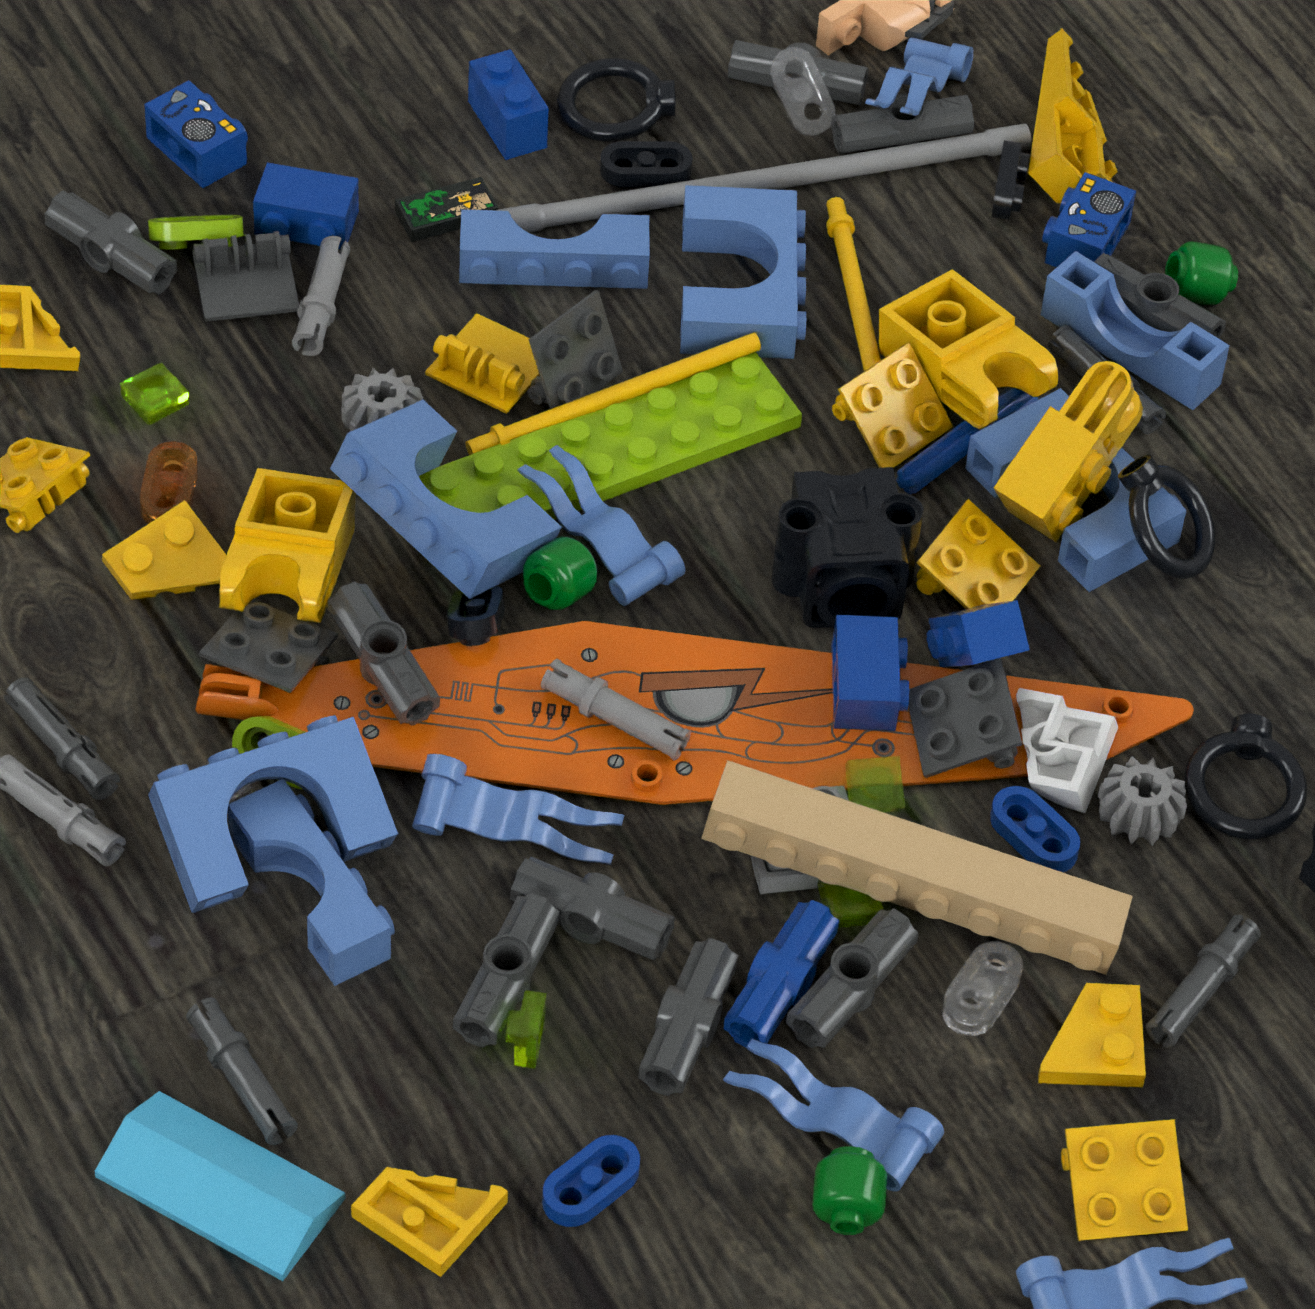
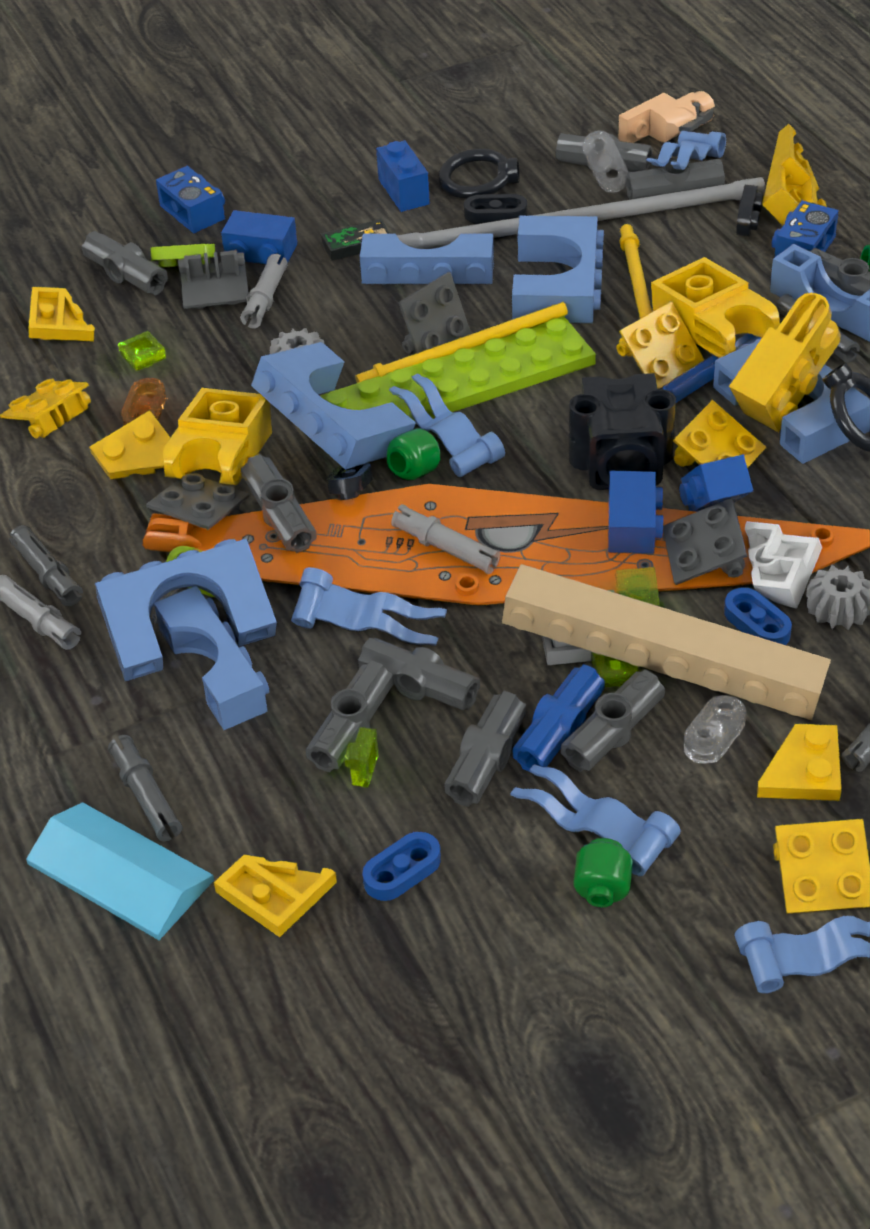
camera: 10 degrees right, 5 degrees down
(485, 363) = (372, 328): yellow hinge -> none

